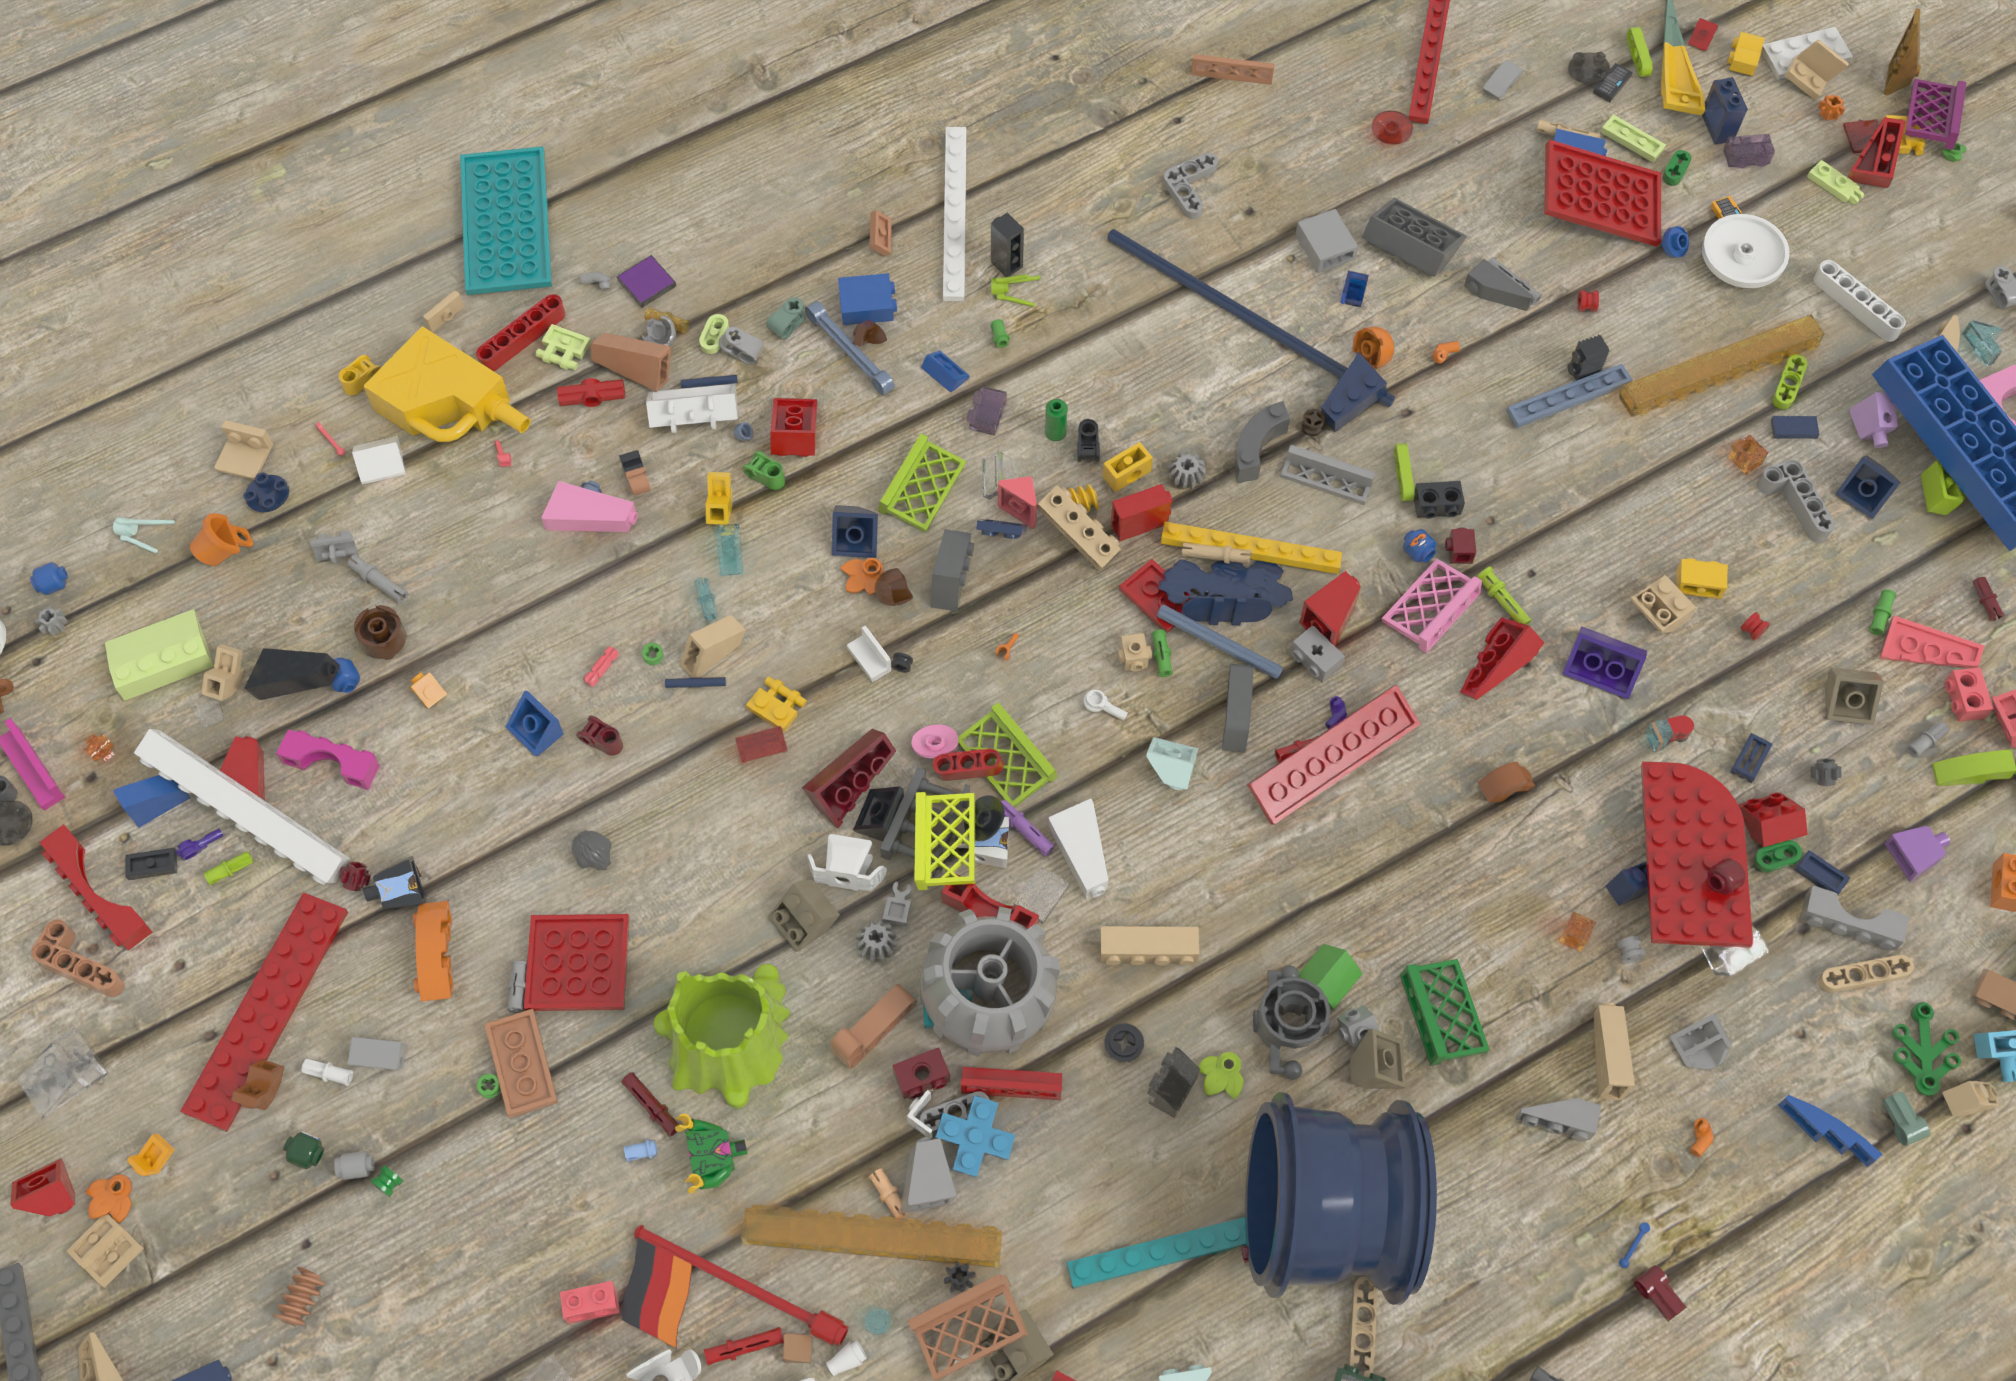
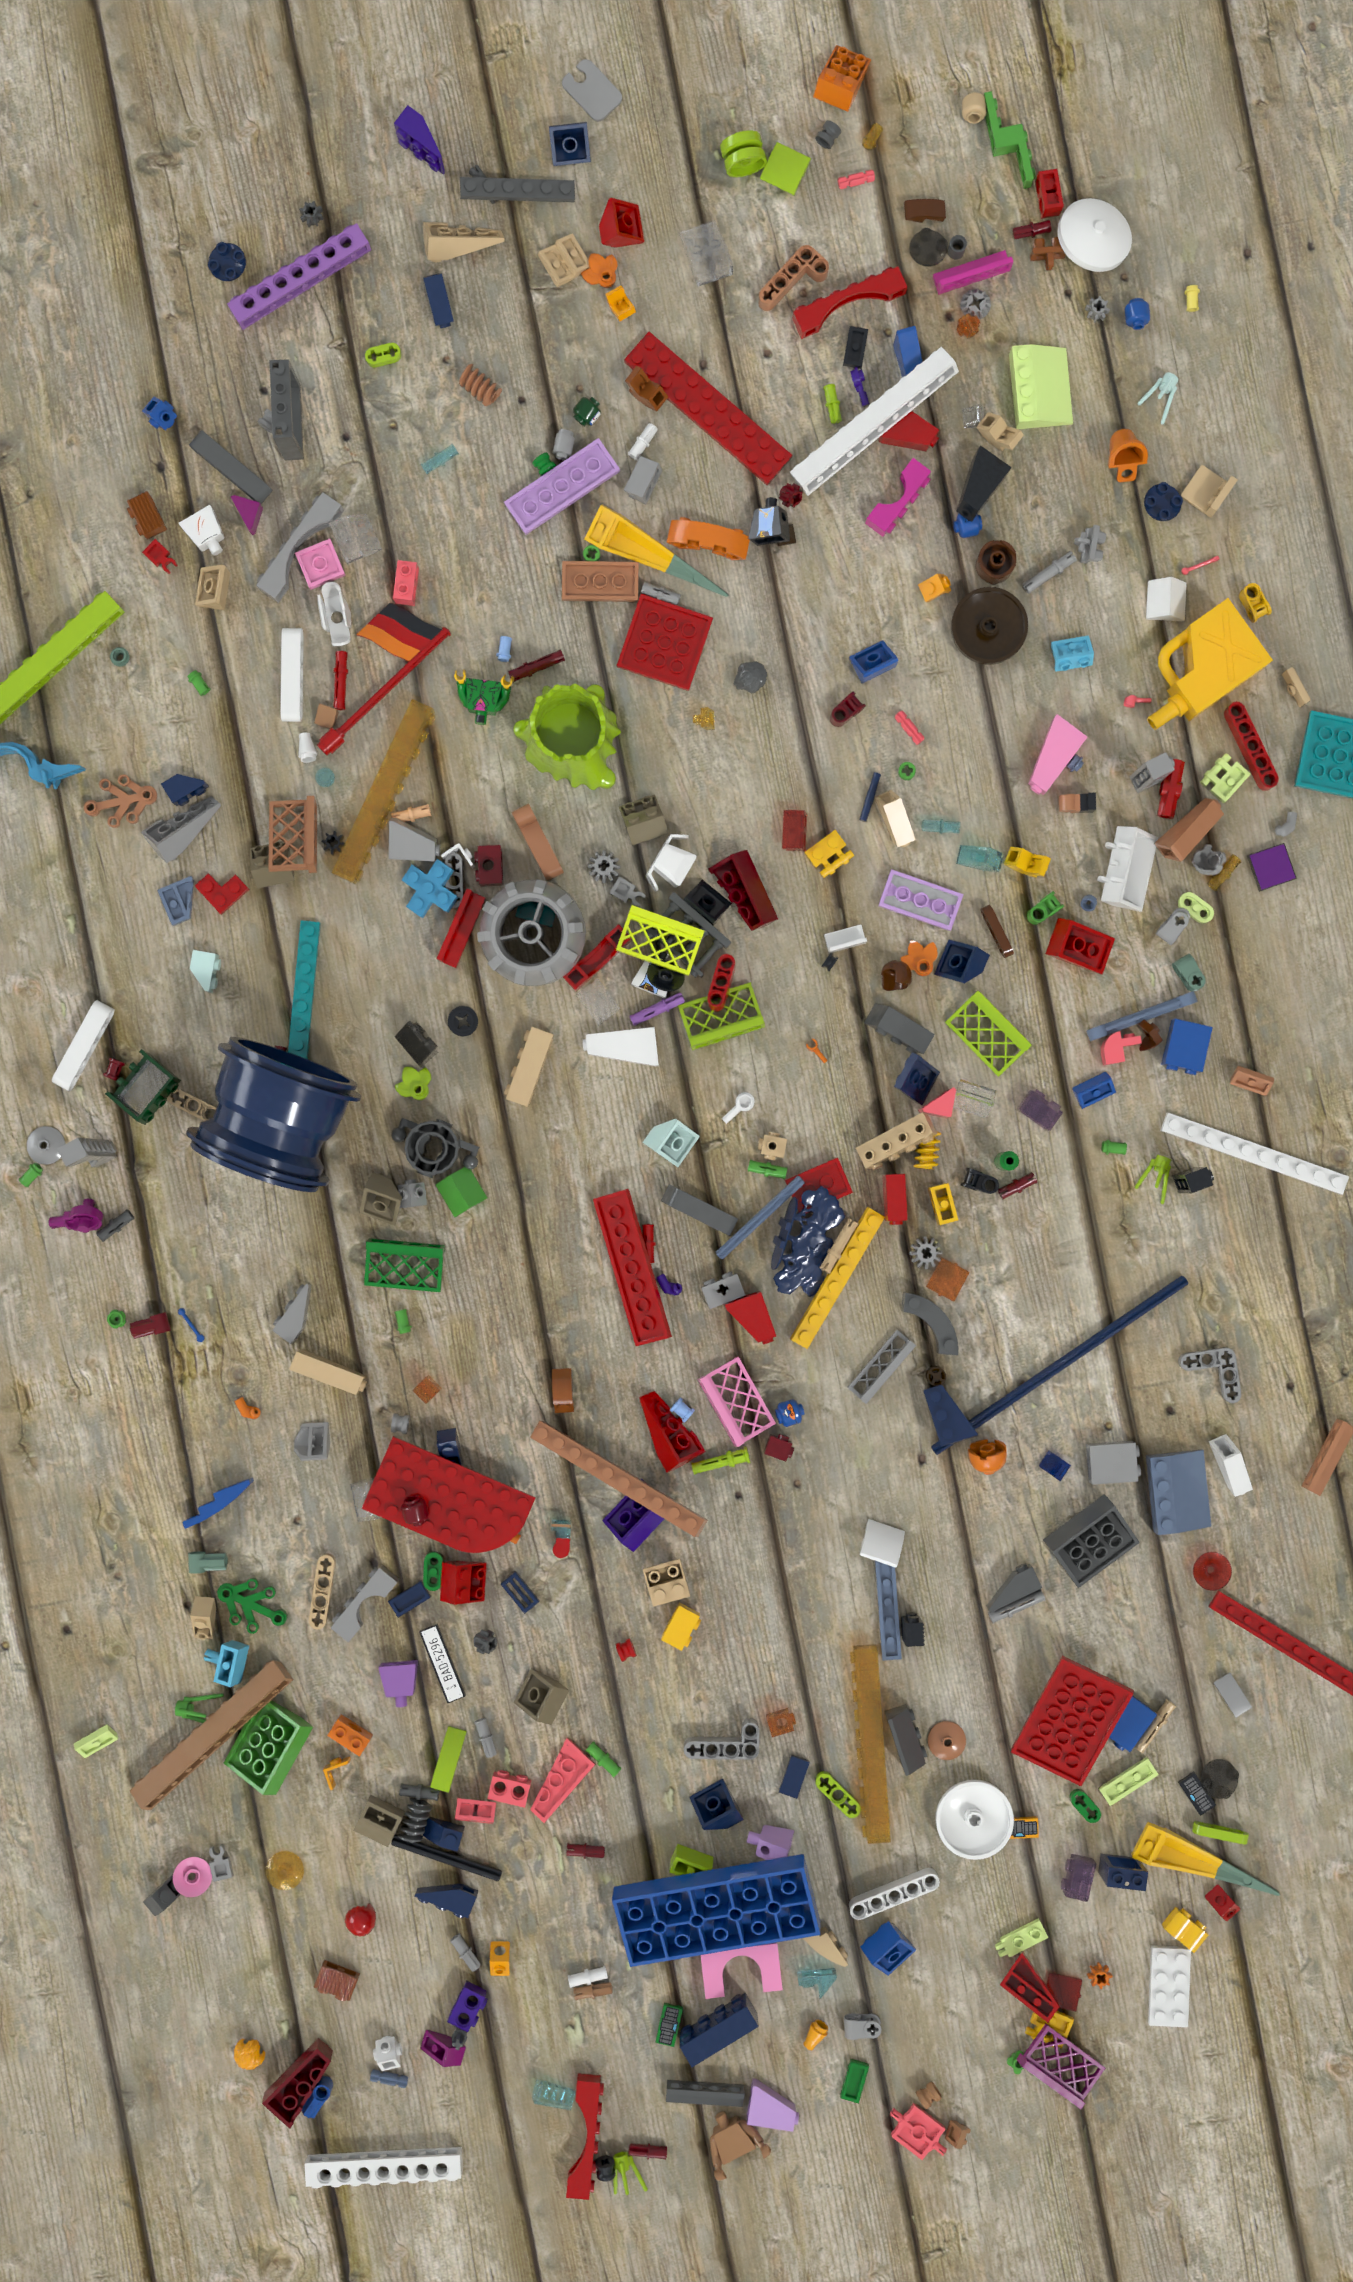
camera: 110 degrees right, 25 degrees up
(19, 532) = (1192, 298): none -> light yellow pin
(63, 759) = (978, 295): none -> light grey gear
(410, 1150) = (562, 486): none -> lavender plate
(411, 1318) = (439, 459): none -> clear light blue pin
(457, 616) = (989, 625): none -> dark brown dish
(457, 1055) = (622, 537): none -> yellow plate
(465, 528) = (1072, 653): none -> medium azure bracket
(581, 399) = (1152, 772): none -> light grey brick
(658, 883) = (706, 719): none -> clear yellow tile
(709, 381) = (1150, 890): dark blue piece -> none
(797, 594) = (920, 900): none -> piece
(806, 508) = (997, 931): none -> reddish brown beam
(896, 362) = (1112, 1047): none -> coral brick
(934, 740) = (758, 964): bright pink dish -> none
(1077, 408) = (1017, 1186): none -> dark red pin
(1206, 443) = (947, 1279): none -> clear orange piece
(1279, 140) = (1231, 1465): none -> white slope
(1329, 180) = (1178, 1491): none -> sand blue slope
(1404, 472) = (862, 1430): lime beam -> none
(1438, 494) = (831, 1448): black brick -> none
(1442, 351) = (969, 1515): orange arm -> none
(1468, 652) = (682, 1410): none -> light blue bush
(1511, 989) = (402, 1321): none -> bright green pin
(1513, 414) = (882, 1543): none -> white slope
(1577, 683) = (619, 1478): none -> nougat brick
(1588, 301) = (973, 1660): red wheel -> none
(1675, 242) = (1005, 1764): blue plate -> none
(1677, 1338) = (121, 1319): none -> bright green plate
(1678, 310) = (943, 1731): none -> nougat dish
(1701, 335) = (906, 1738): none -> dark grey slope
(1814, 68) = (1142, 1976): tan bracket -> none
(1873, 813) = (442, 1663): none -> white tile
(1905, 60) = (1122, 2064): pearl gold wedge -> none
(1915, 291) = (887, 1948): none -> blue slope

